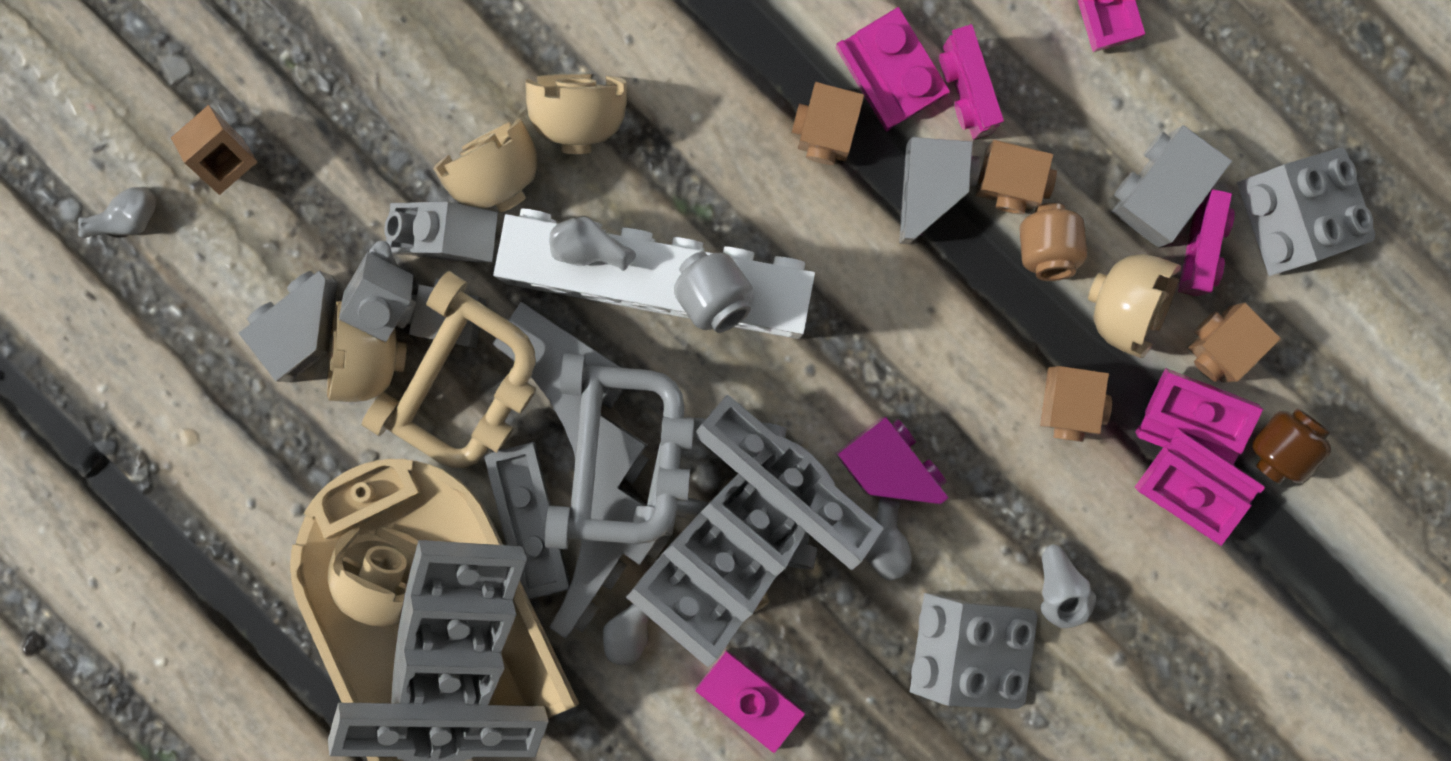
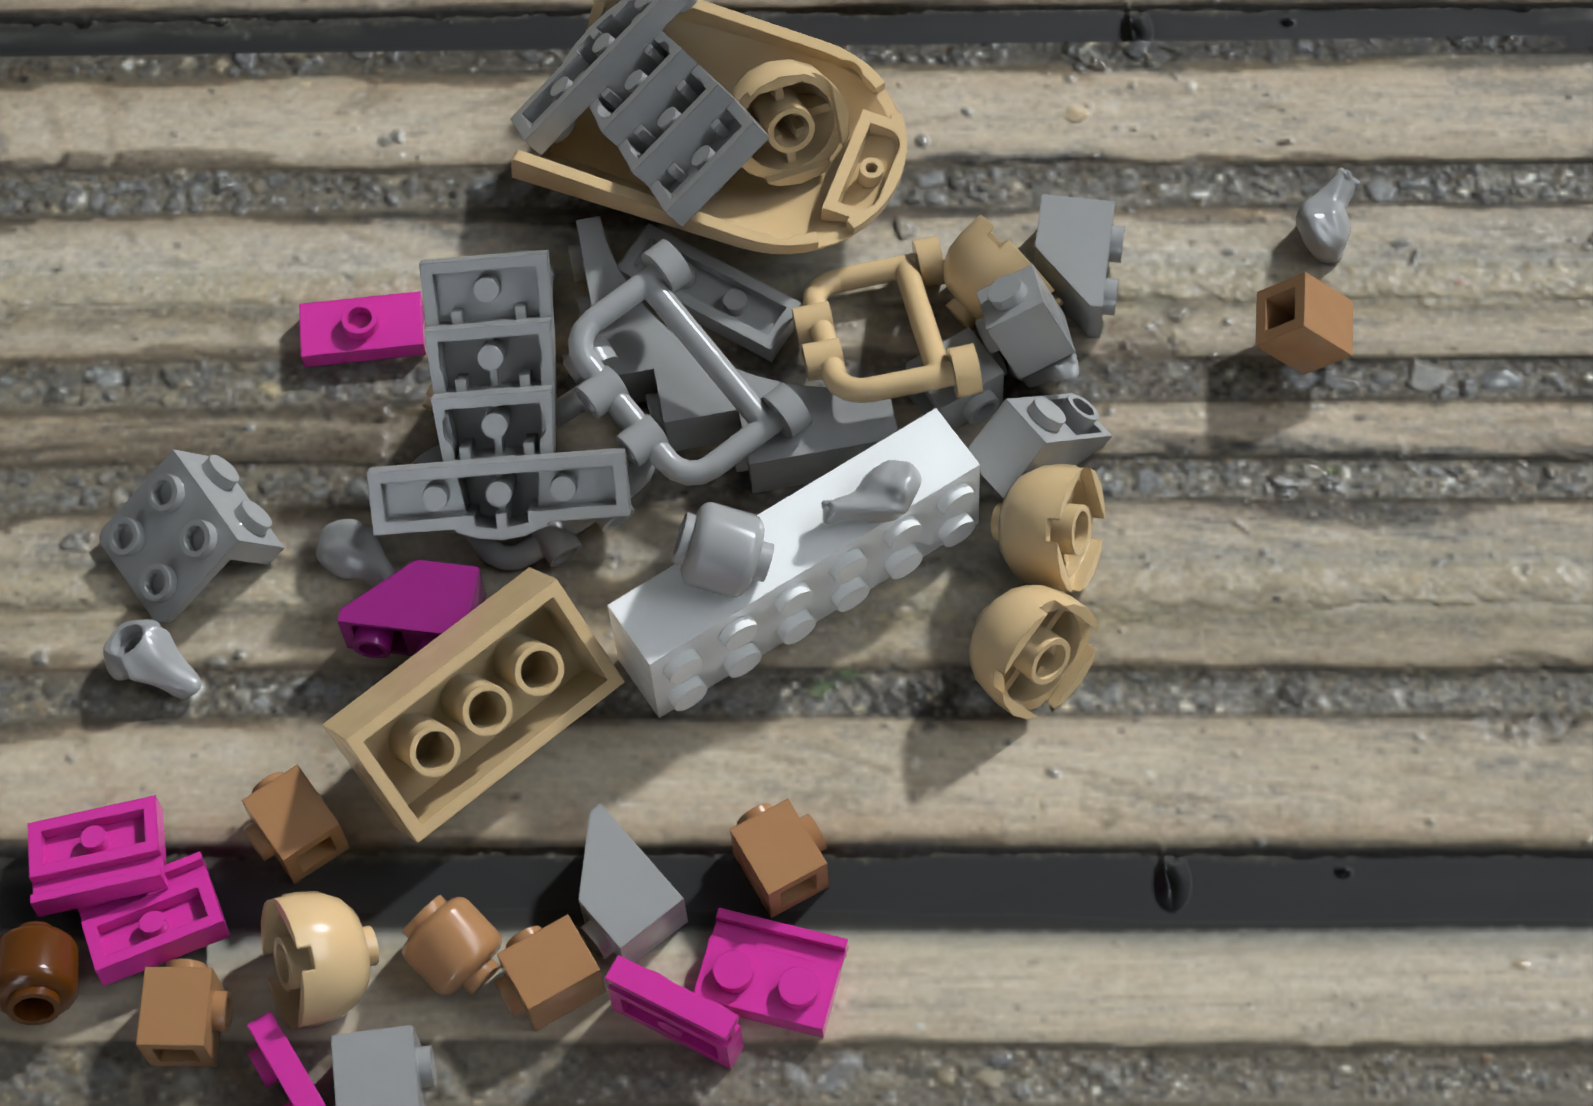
camera: 140 degrees right, 25 degrees down
(922, 366) = (474, 703): none -> tan brick

